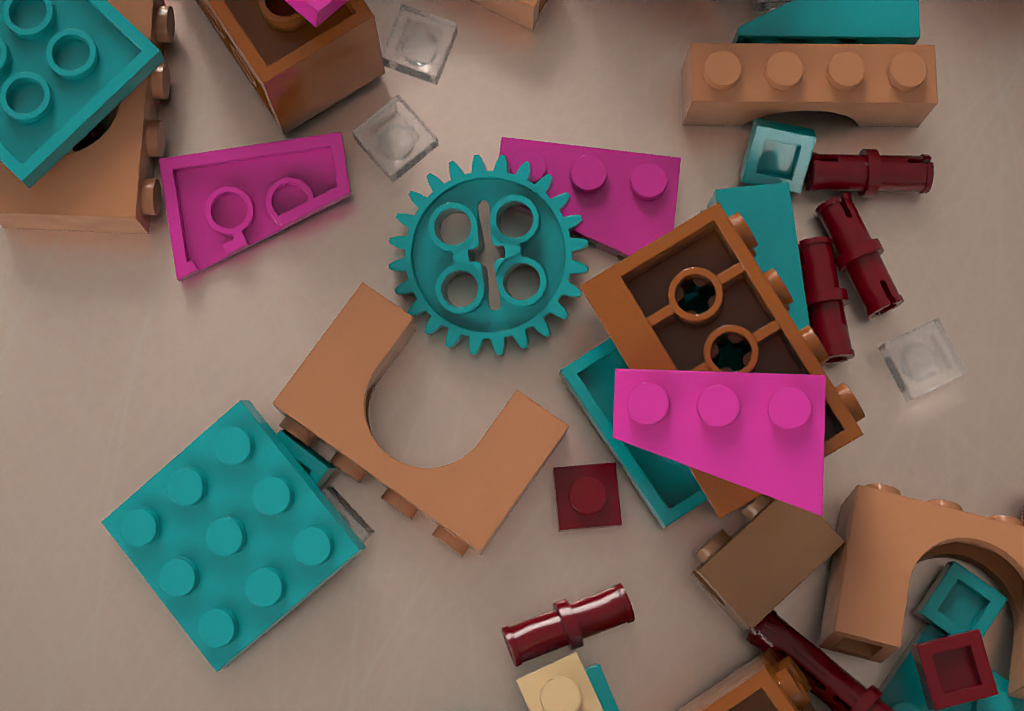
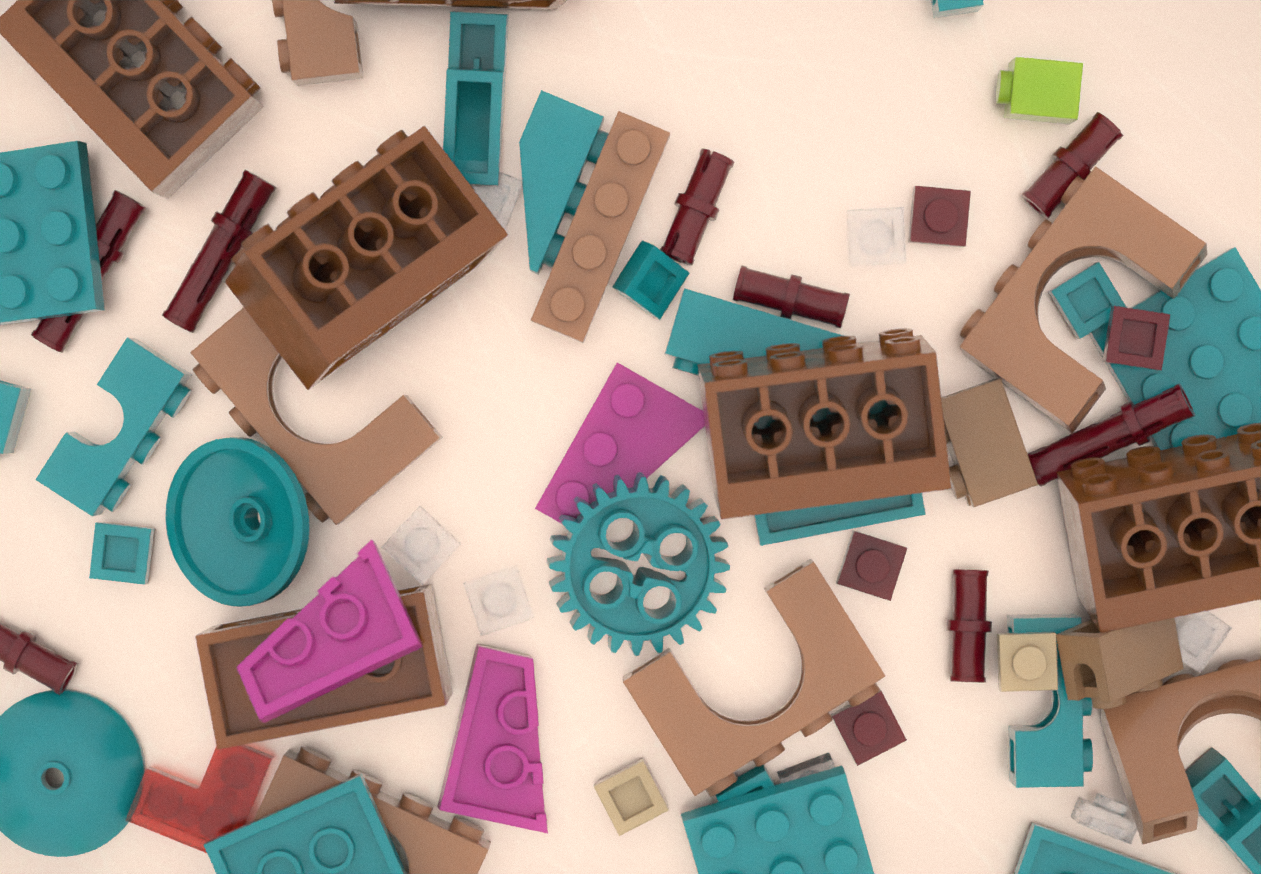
camera: 60 degrees left, 10 degrees up
(247, 347) = (631, 797): none -> tan plate
(417, 564) = (868, 728): none -> dark red plate
(732, 425) = (886, 453): dark pink wing -> none
(859, 255) = (765, 248): dark red pin -> none
(970, 418) = (939, 216): none -> dark red plate

